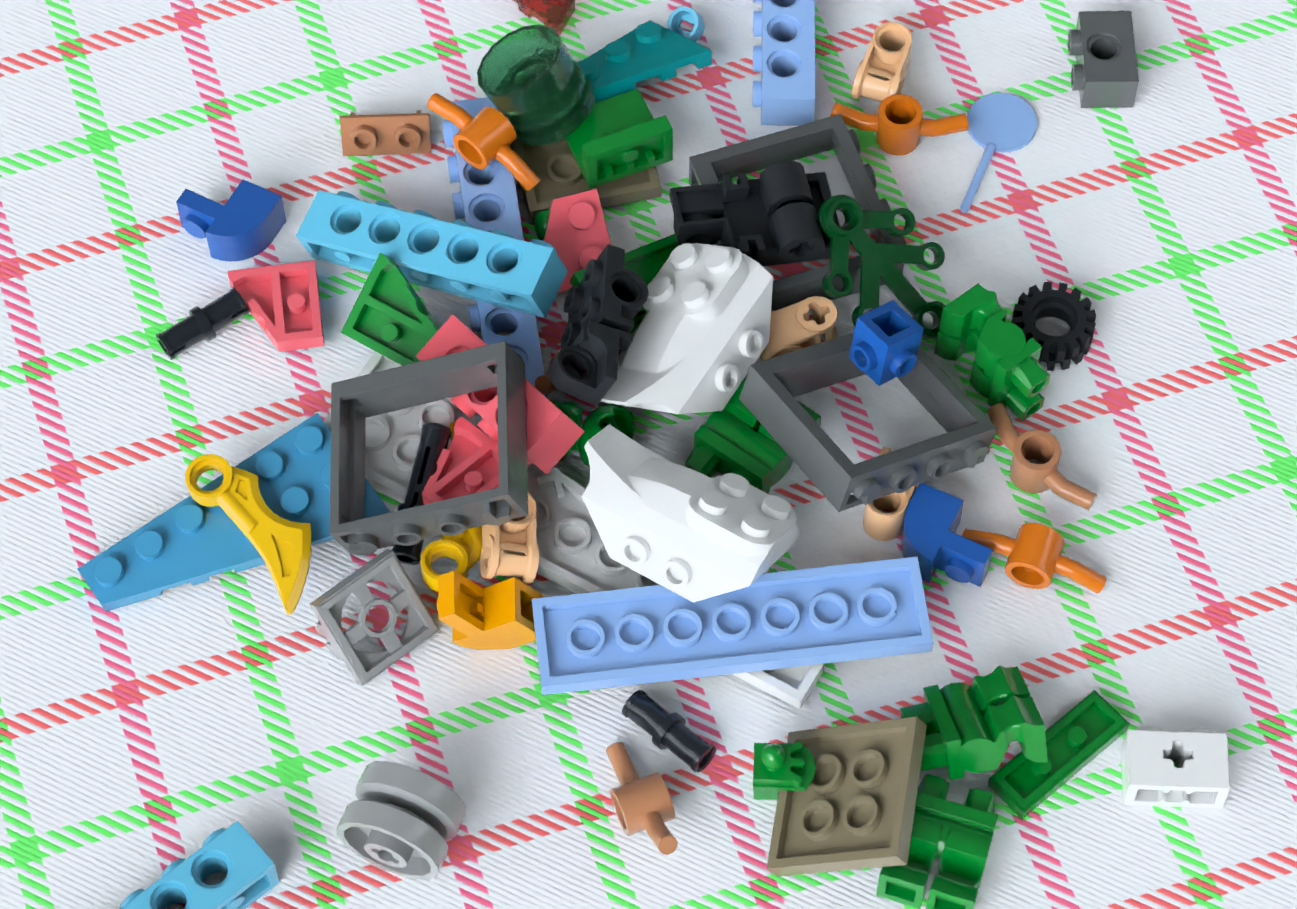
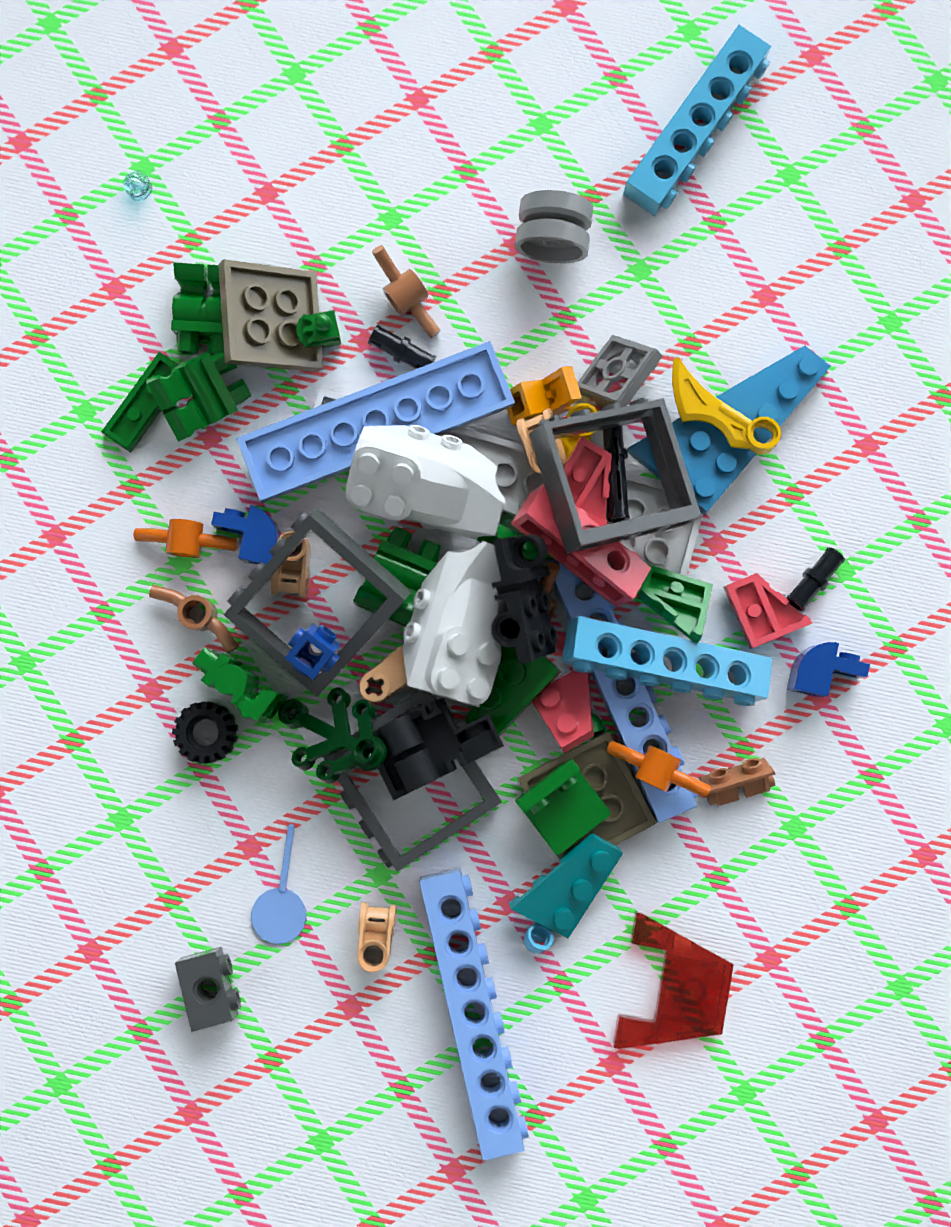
camera: 165 degrees right, 25 degrees up
(536, 84) = (632, 820): clear green wheel -> none
(900, 123) = (337, 887): orange piece -> none
(1196, 781) = (47, 398): white brick -> none

